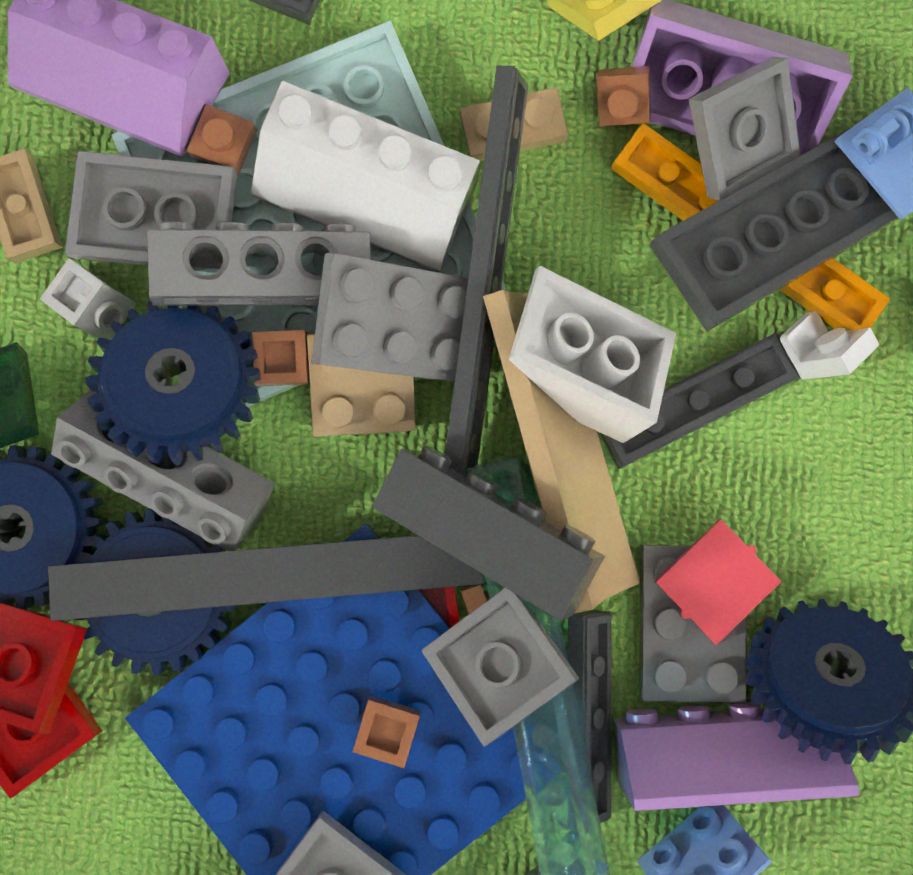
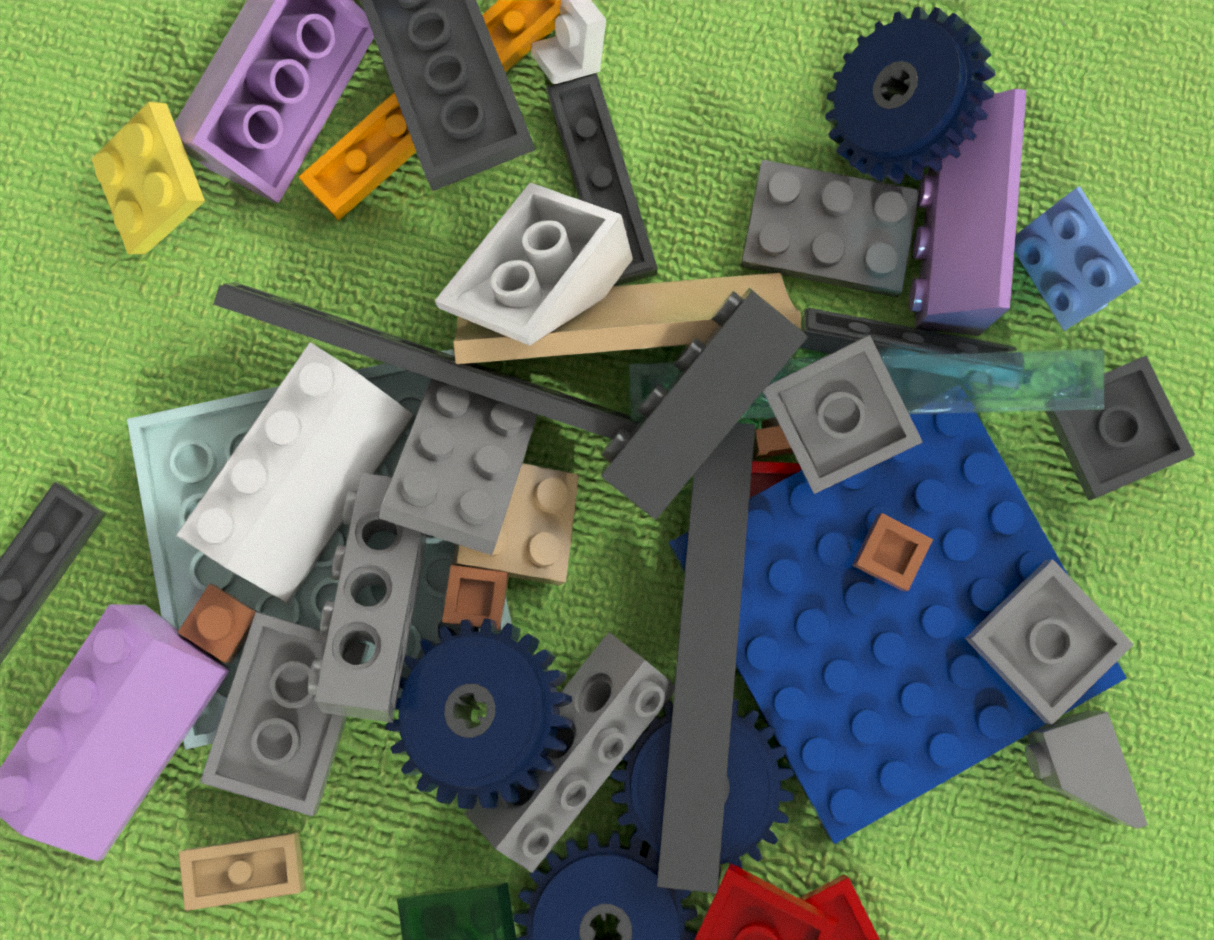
camera: 80 degrees left, 5 degrees down
(86, 300) = (365, 810): white bracket -> none
(542, 123) = (260, 342): tan plate -> none
(624, 96) = (265, 190): nougat plate -> none
(717, 581) = (792, 192): coral piece -> none
(745, 127) = (331, 71): light grey plate -> none

